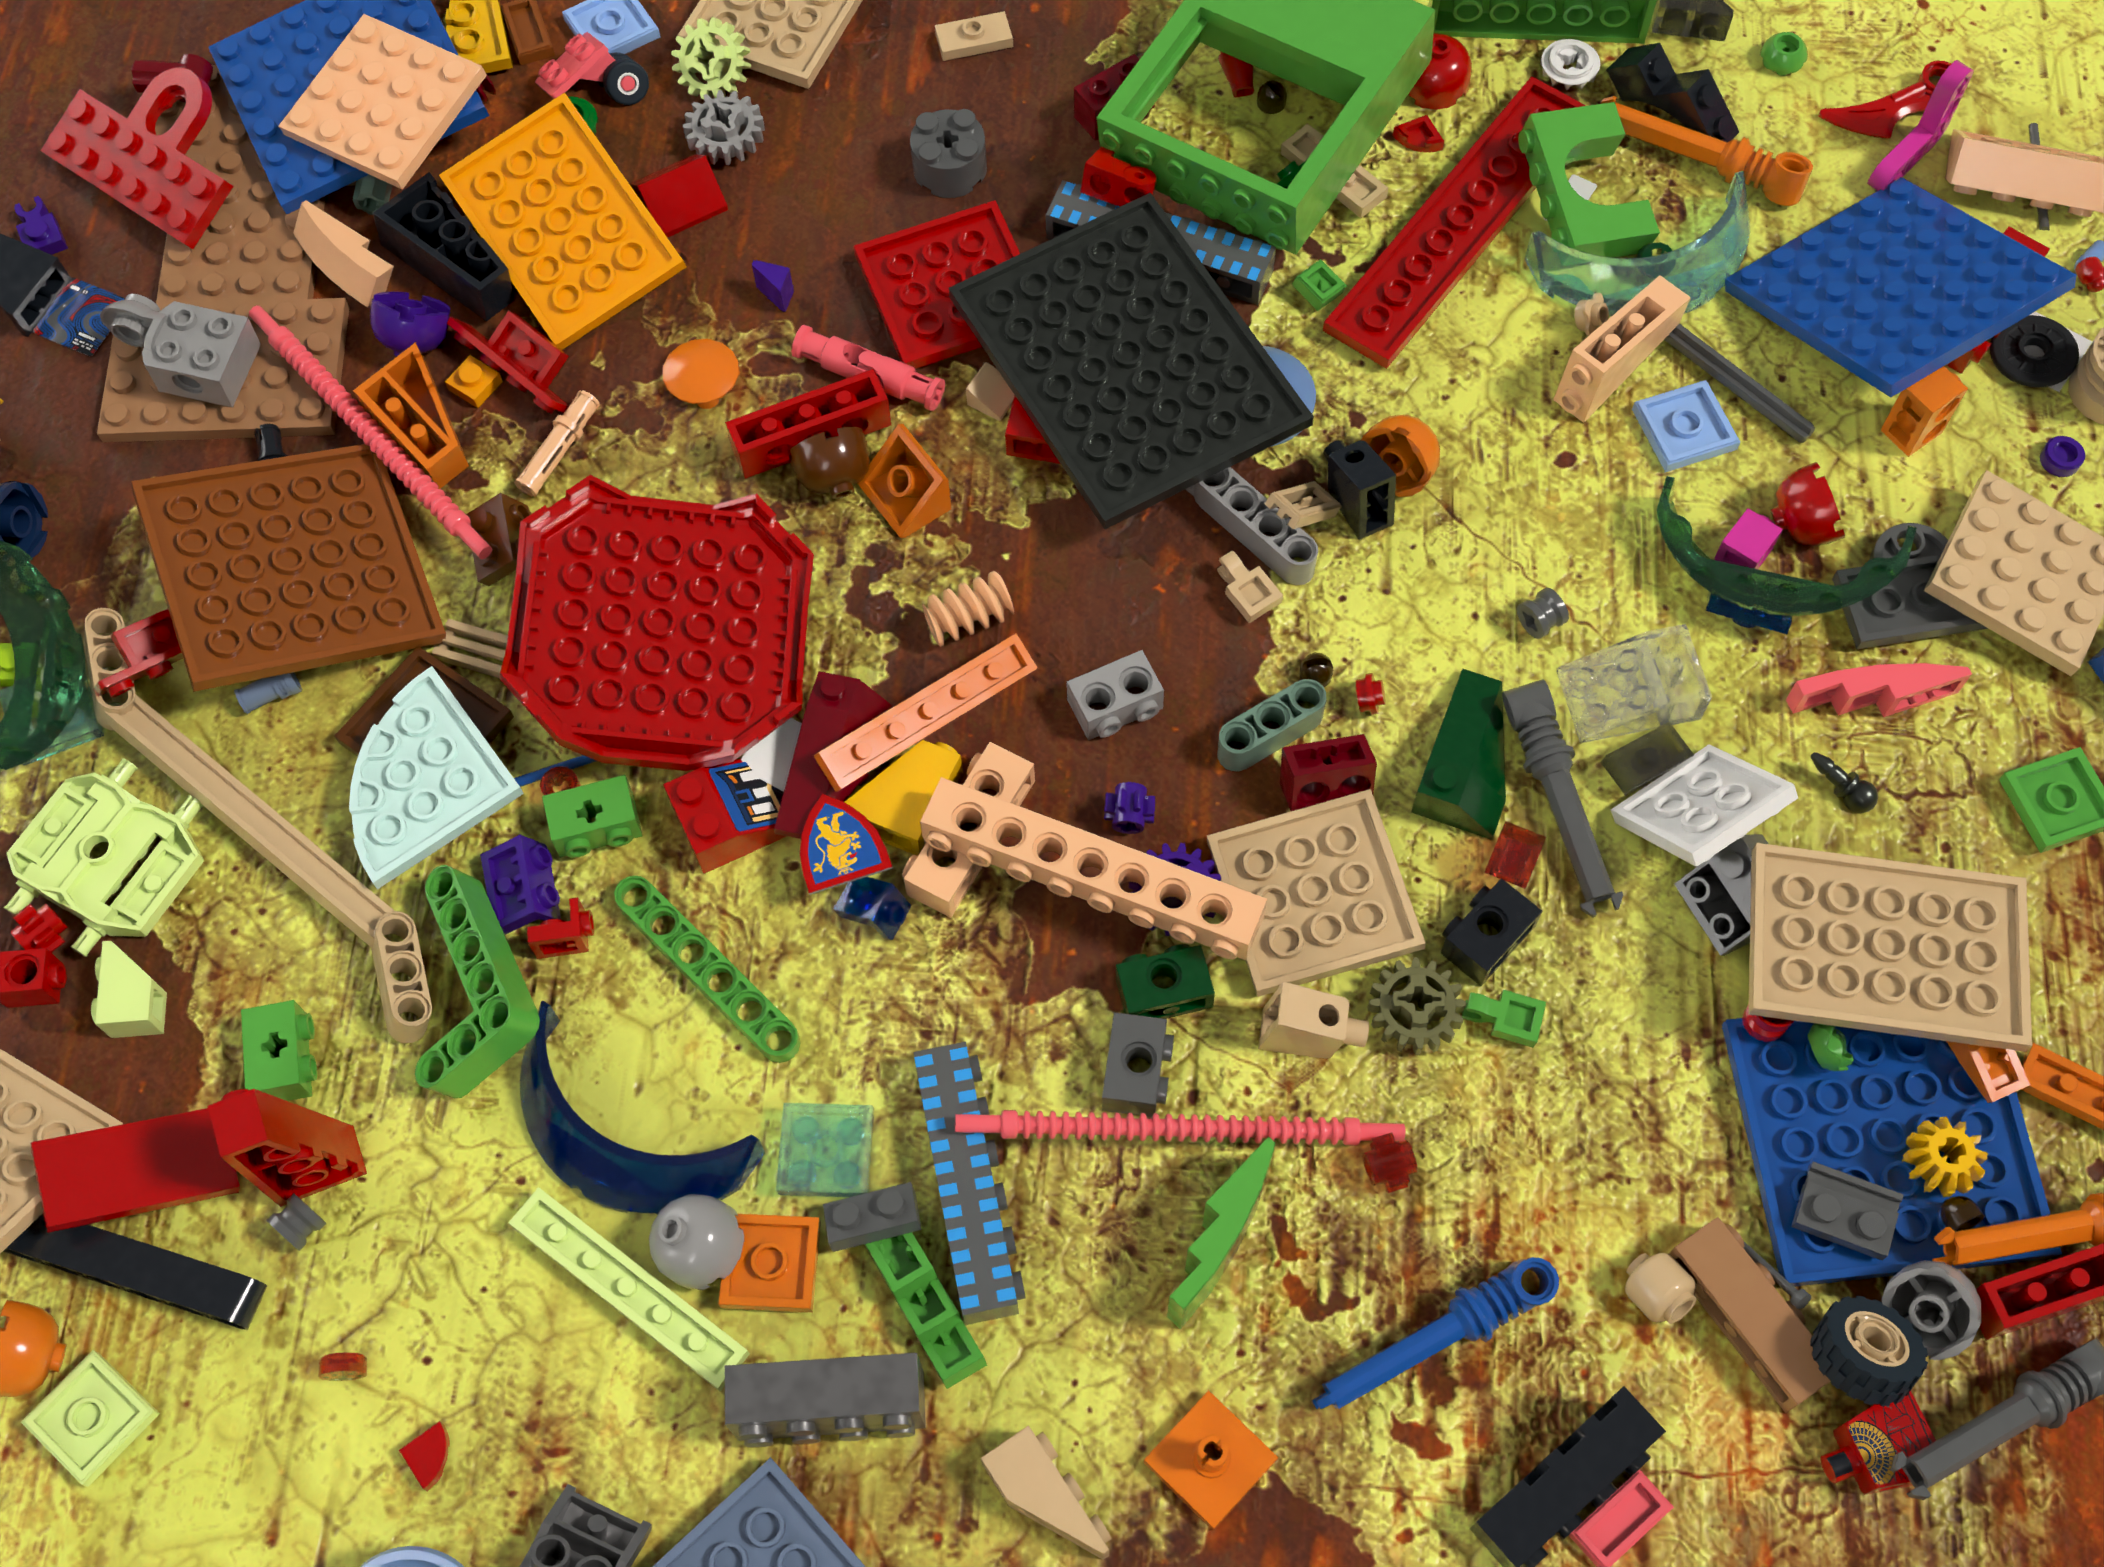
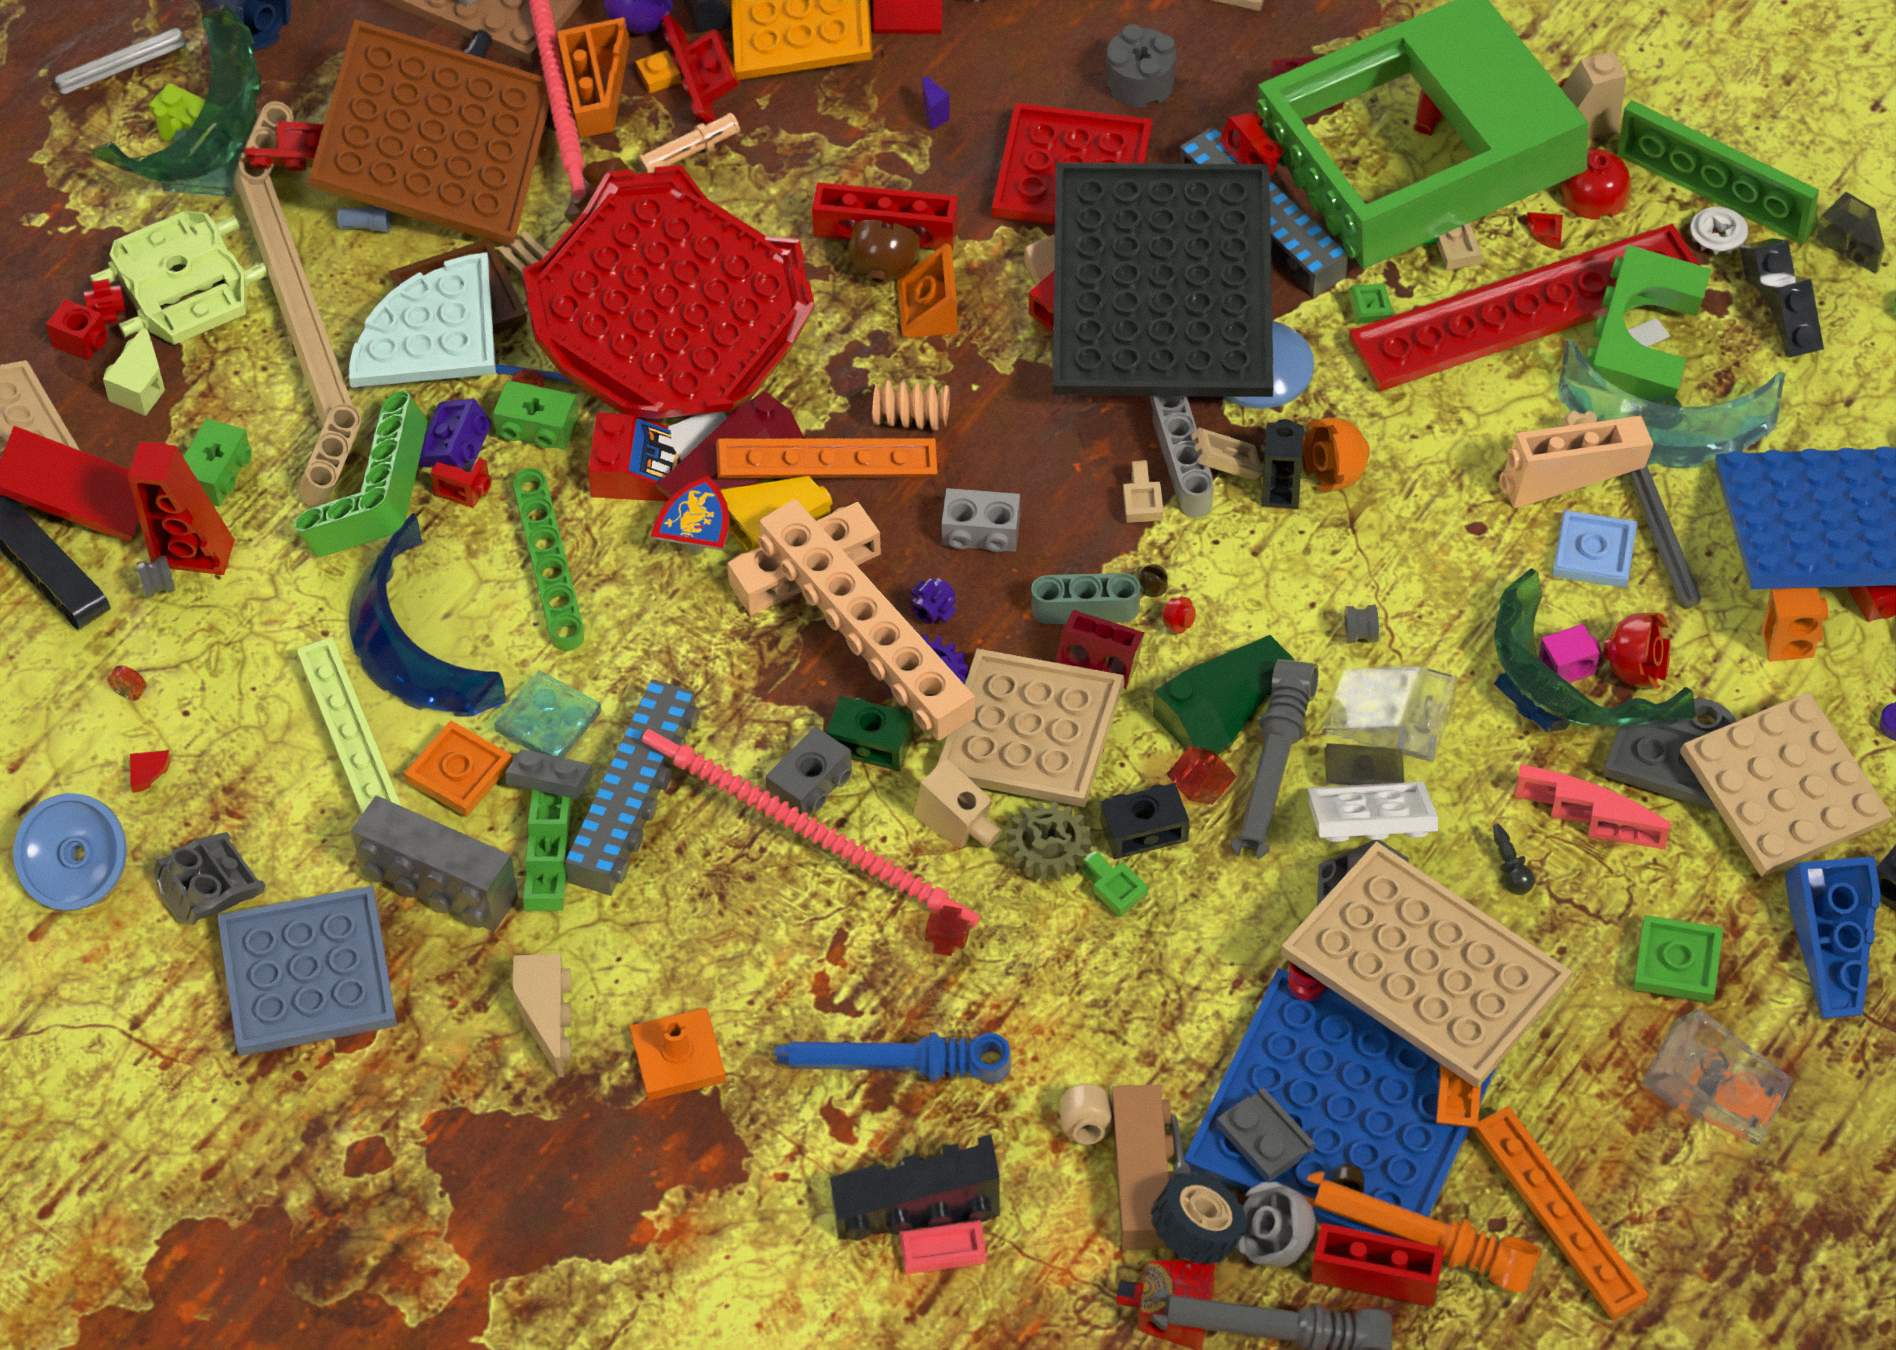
camera: 30 degrees right, 10 degrees down
(696, 1241) = (414, 722): light grey cylinder -> none
(701, 372) = (834, 143): orange dish -> none
(874, 904) = (698, 575): clear blue bracket -> none
(895, 377) = (972, 207): coral piece -> none
(1226, 1223) = (788, 908): bright green slope -> none
(1267, 99) = (1437, 146): dark brown hinge -> none
(1781, 177) = (1824, 394): orange piece -> none
(1829, 1047) = (1337, 1018): bright green plate -> none
(1956, 1145) = (1365, 1134): yellow gear -> none

